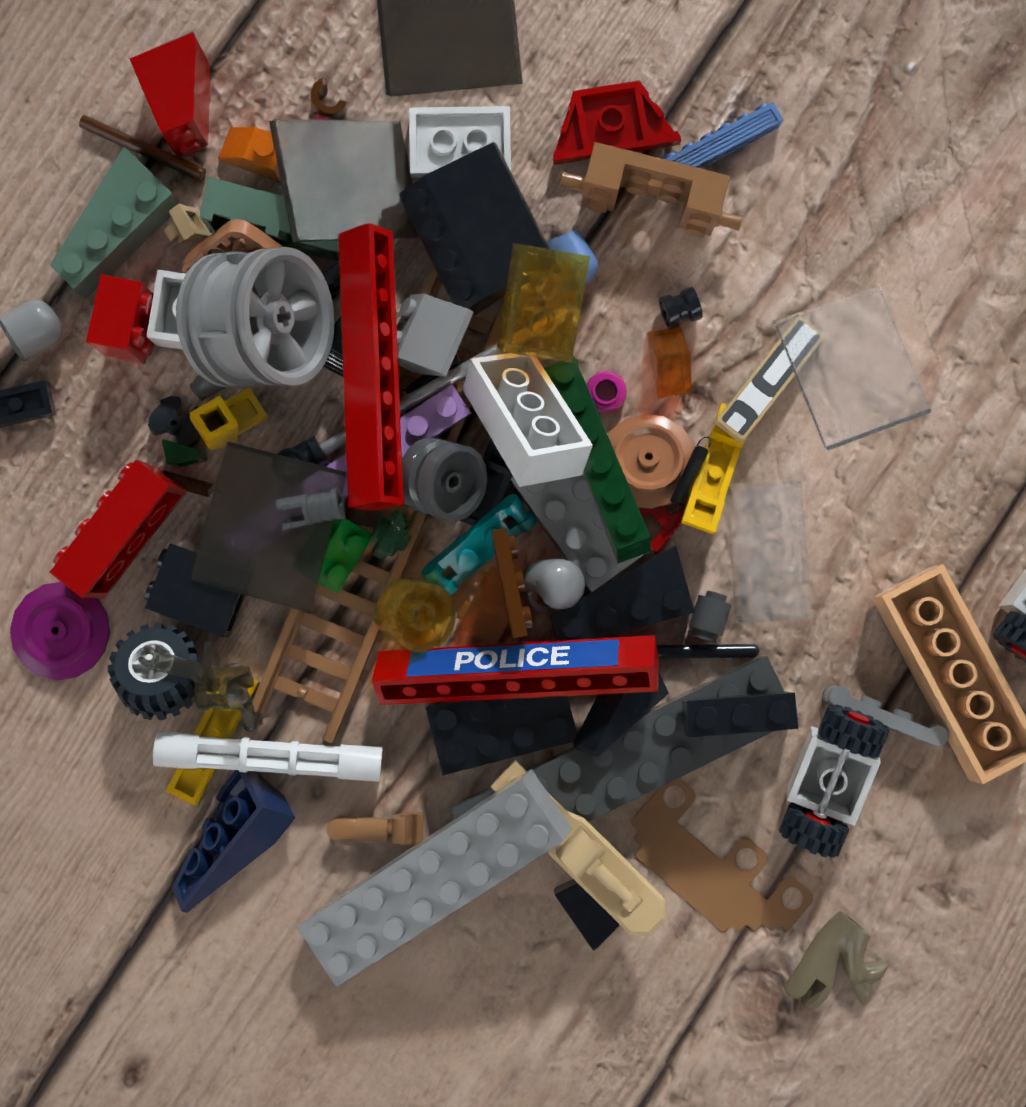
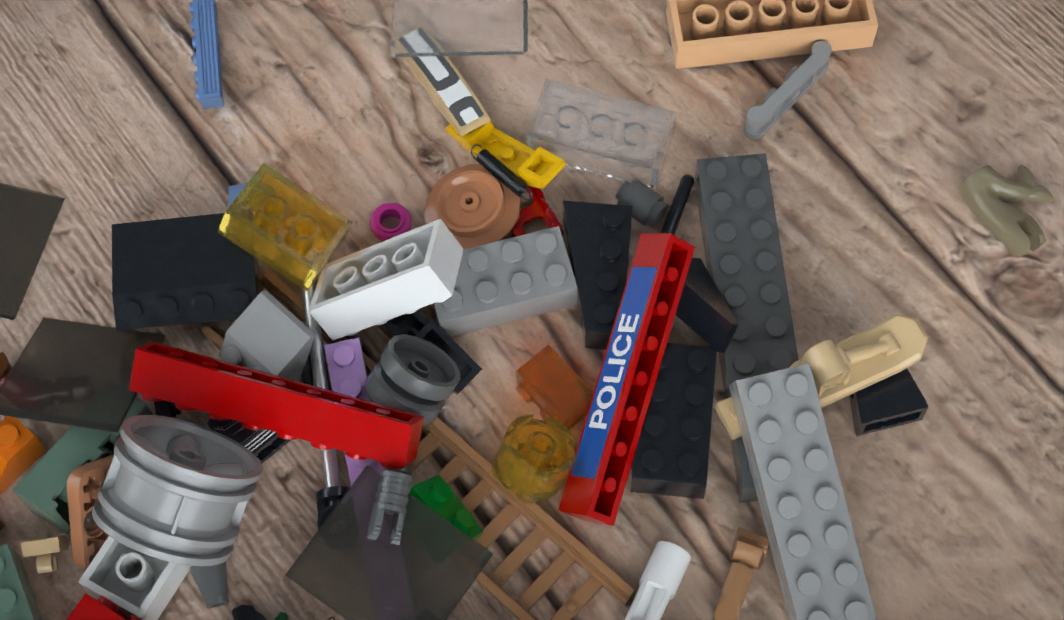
camera: 65 degrees left, 20 degrees down
(226, 420) = (260, 575): yellow brick -> none
(390, 535) = (446, 454): clear green plate -> none
(450, 133) = (83, 271): white plate -> none
(476, 544) = (487, 376): teal plate -> none
(511, 582) = (541, 346): reddish brown plate -> none
(556, 581) = (552, 309): light grey helmet -> none
(603, 472) = (518, 227): dark green arch -> none
(612, 116) = (143, 131): red wing -> none
(670, 362) = (388, 157): clear orange slope -> none
(671, 181) = (244, 75): medium nougat brick -> none
(680, 308) = (342, 131): black wheel -> none
(706, 882) = (900, 287): medium nougat piece -> none
(739, 714) = (742, 191): black brick -> none
(832, 779) = (830, 144): brick -> none

